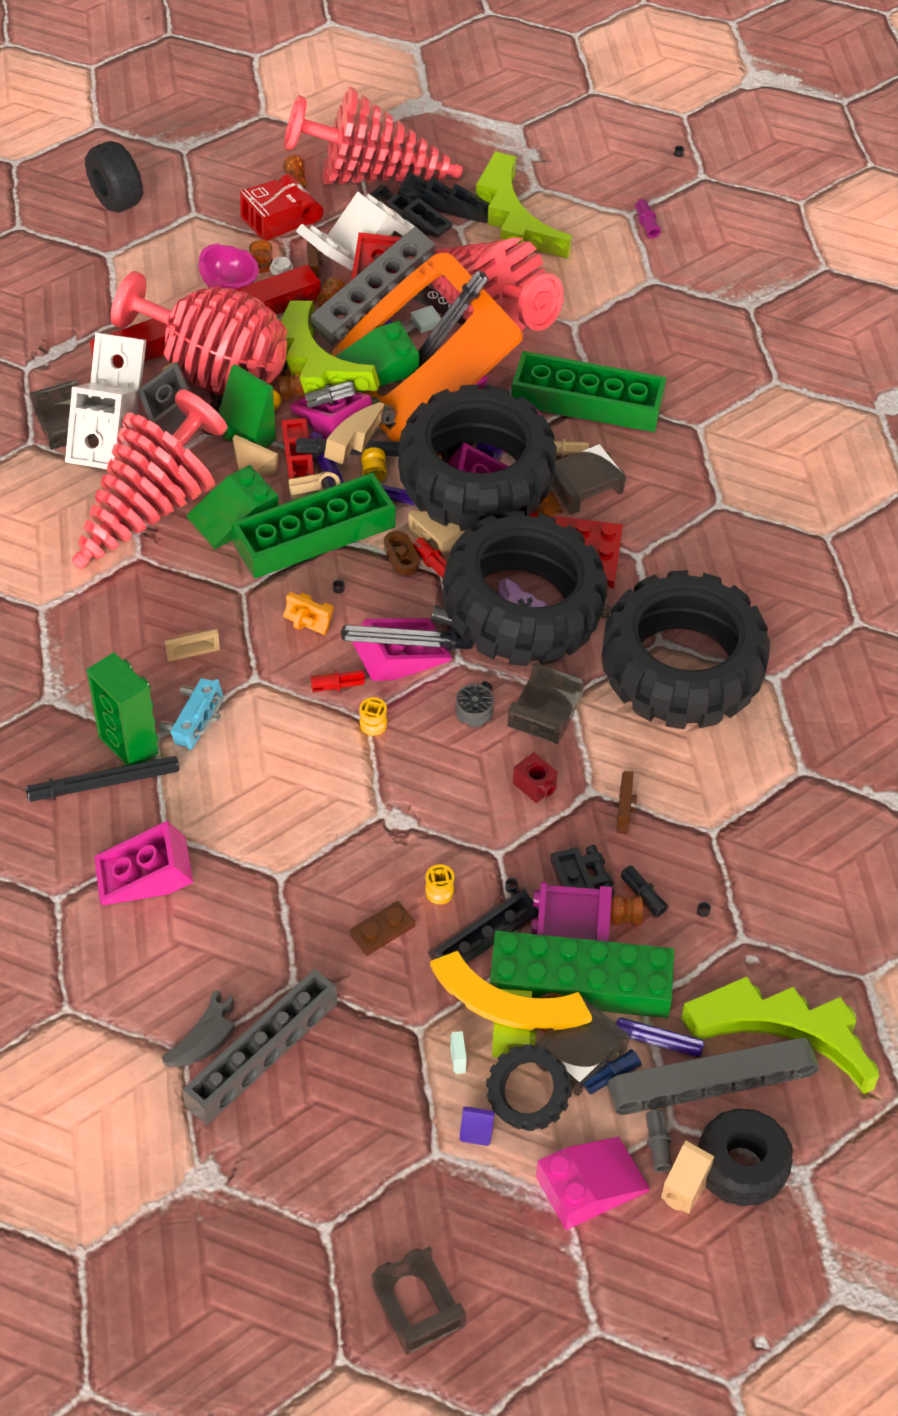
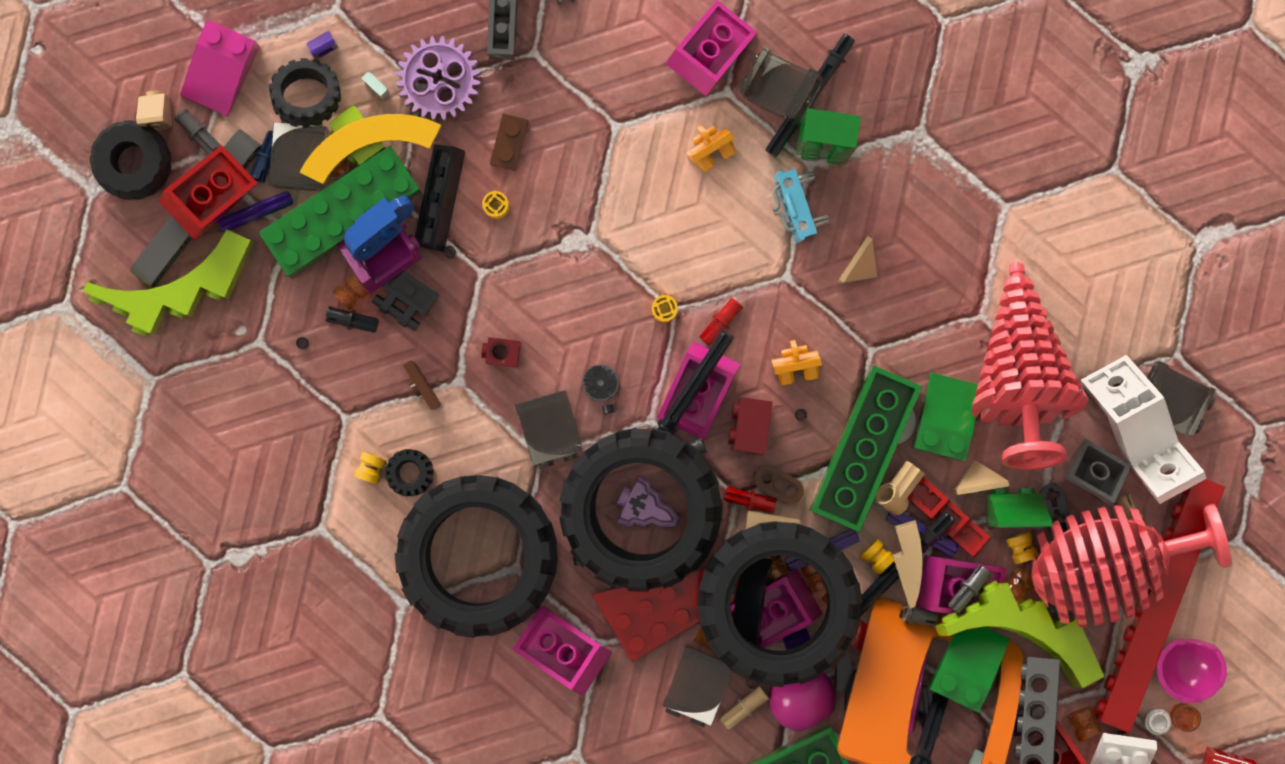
camera: 140 degrees right, 35 degrees up
(118, 793) = (780, 86): none -> clear smoke panel
(220, 798) = (701, 153): none -> light orange hips
(372, 1027) = (447, 57): none -> lavender gear
(385, 588) = (750, 426): none -> dark red brick
(560, 919) = (377, 227): none -> blue piece
(668, 549) = (562, 651): none -> dark pink slope
(691, 739) = (393, 469): none -> black tyre
(693, 1061) = (207, 192): none -> red slope
(722, 776) = (369, 474): none -> yellow wheel

